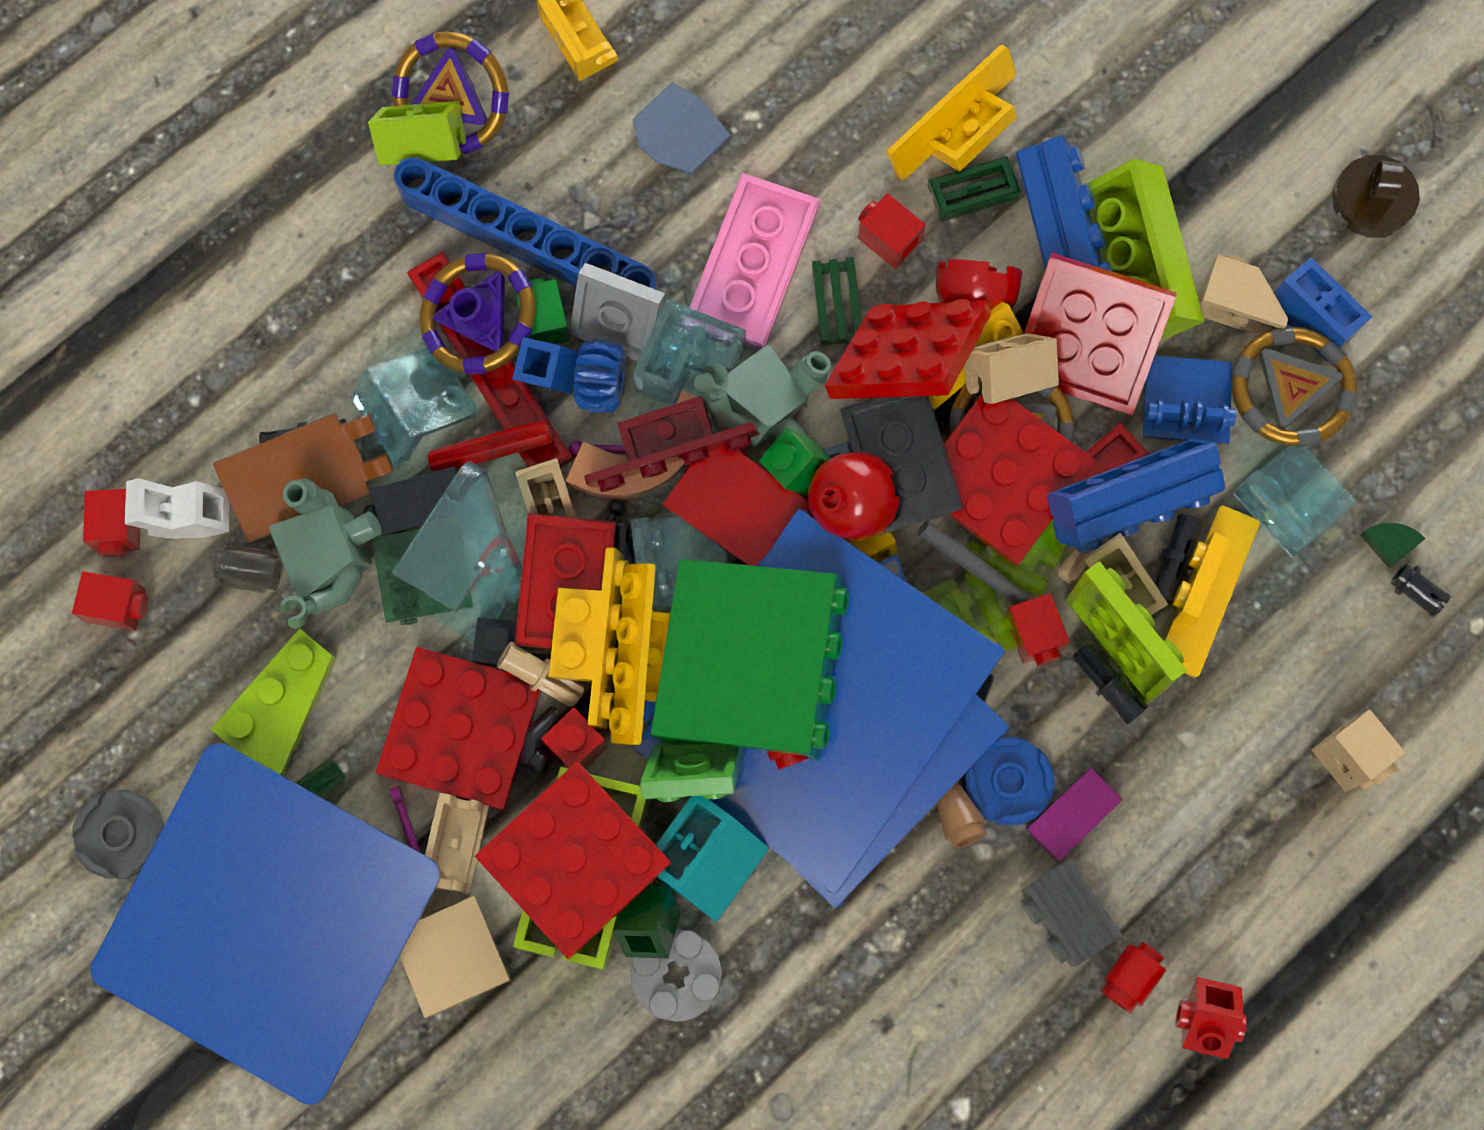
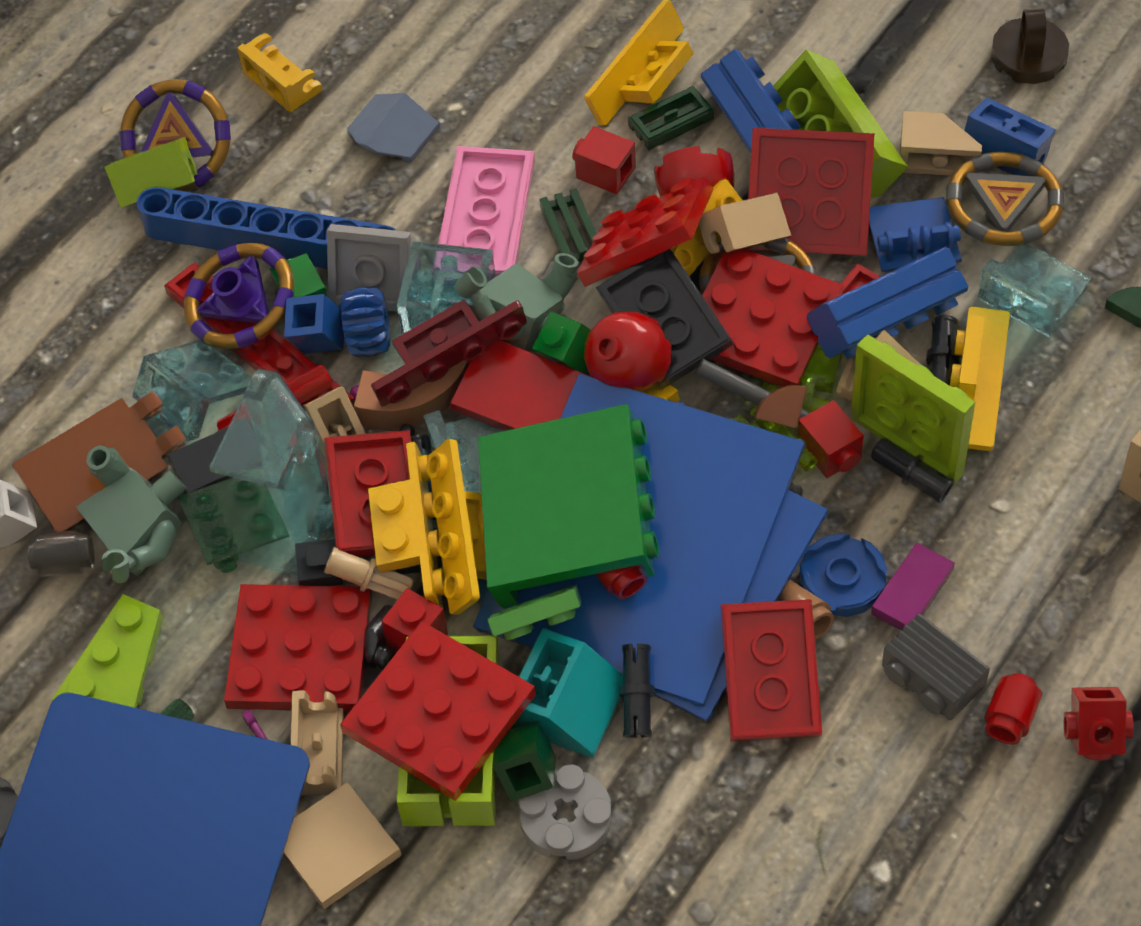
camera: 10 degrees left, 20 degrees down
(774, 867) = (636, 690): none -> black pin
(909, 879) = (771, 670): none -> red tile
(997, 587) = (782, 406): none -> dark orange tile

